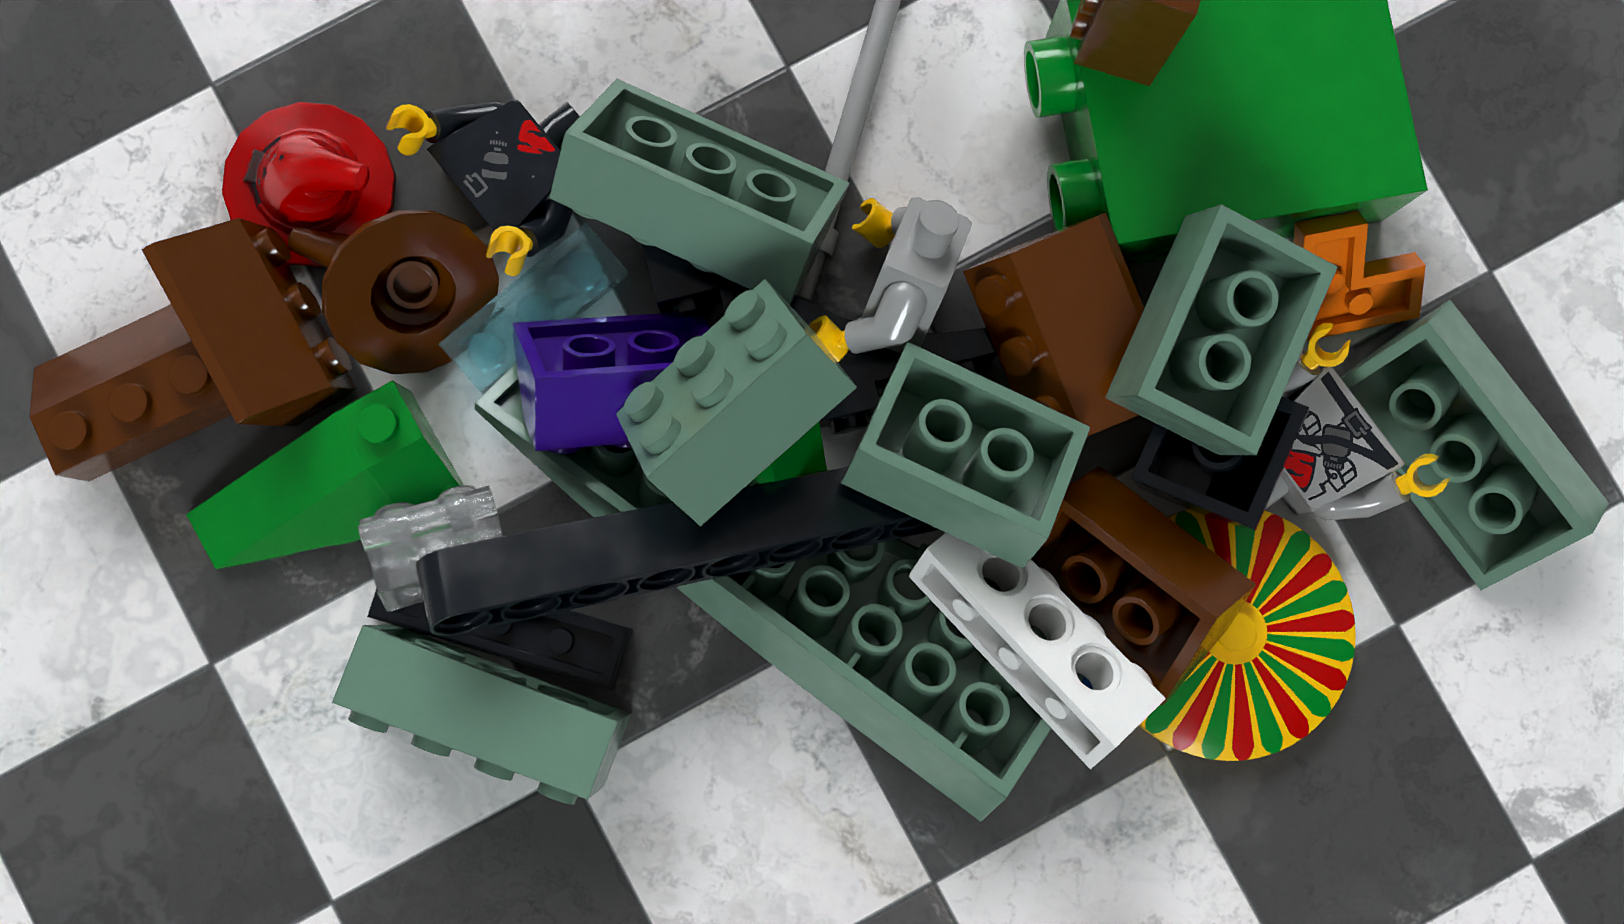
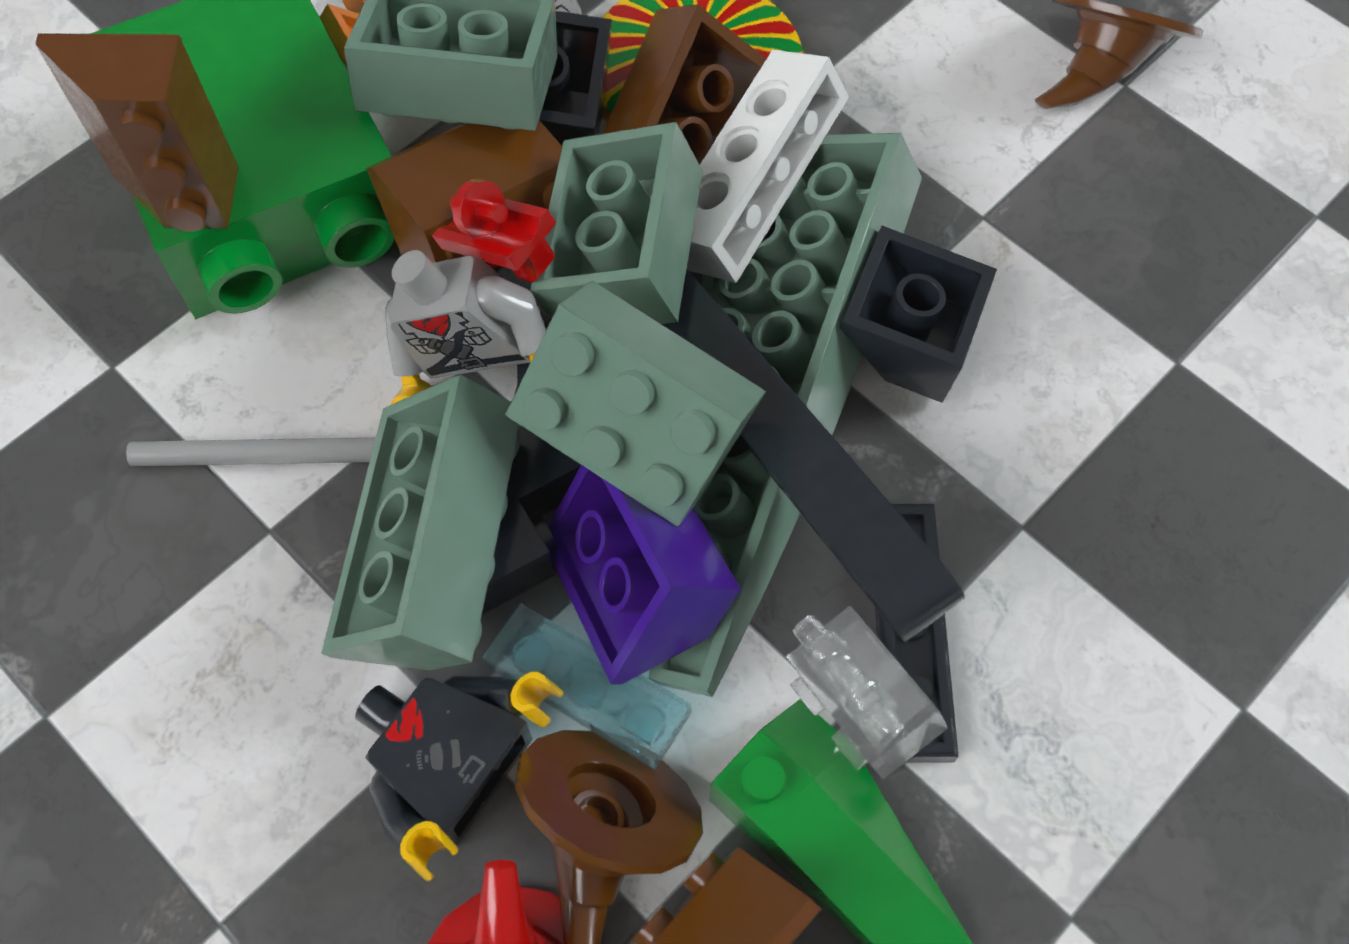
camera: 105 degrees left, 20 degrees down
(481, 710) = (1008, 560): sand green brick -> none
(807, 745) = (917, 312): none -> black slope
(969, 319) = (498, 230): none -> red hips

